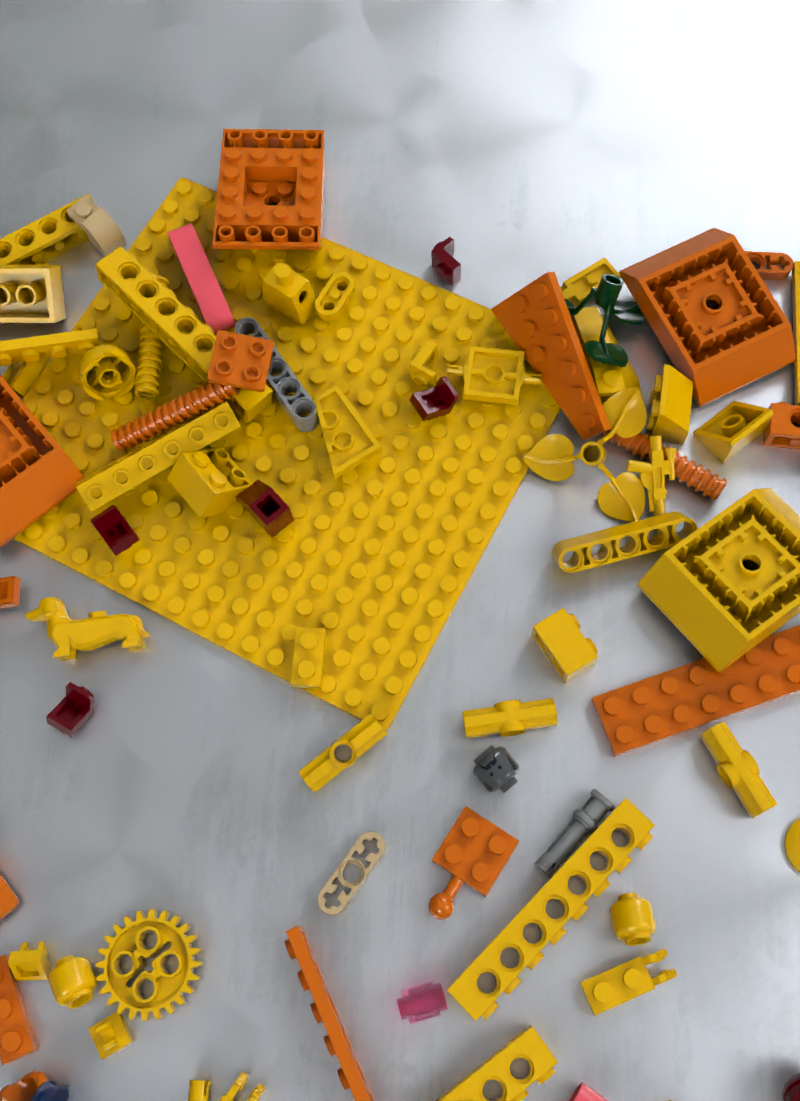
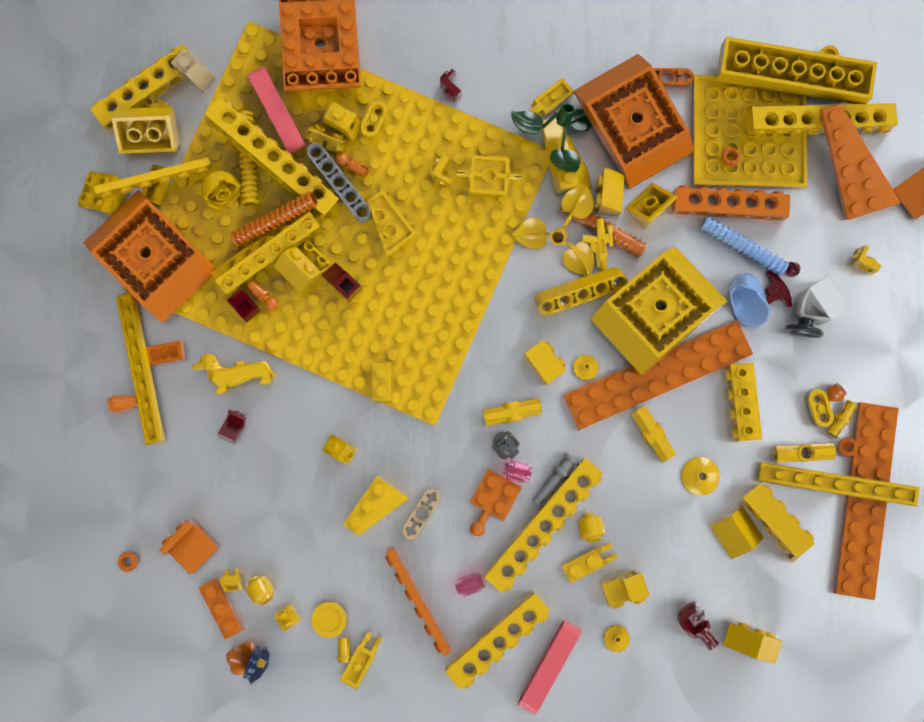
camera: 15 degrees left, 15 degrees up
(155, 531) = (262, 295): none -> orange pin
(167, 986) = (291, 565): yellow gear -> none
(179, 1044) = (328, 619): none -> yellow piece
(232, 758) = (339, 449): none -> yellow bracket
(240, 361) = (317, 184): orange bracket -> none
(275, 320) = (333, 139): none -> yellow hinge
(275, 852) = (374, 505): none -> yellow wedge
(297, 352) = (342, 160): none -> orange pin
(327, 765) = (418, 432): yellow piece -> none
(436, 400) = (450, 197): dark red bracket -> none
(513, 813) = (518, 471): none -> clear pink brick
(544, 329) = (523, 145): orange wing -> none
(629, 659) = (586, 367): none -> yellow piece
(691, 1032) = (625, 588): none -> yellow brick

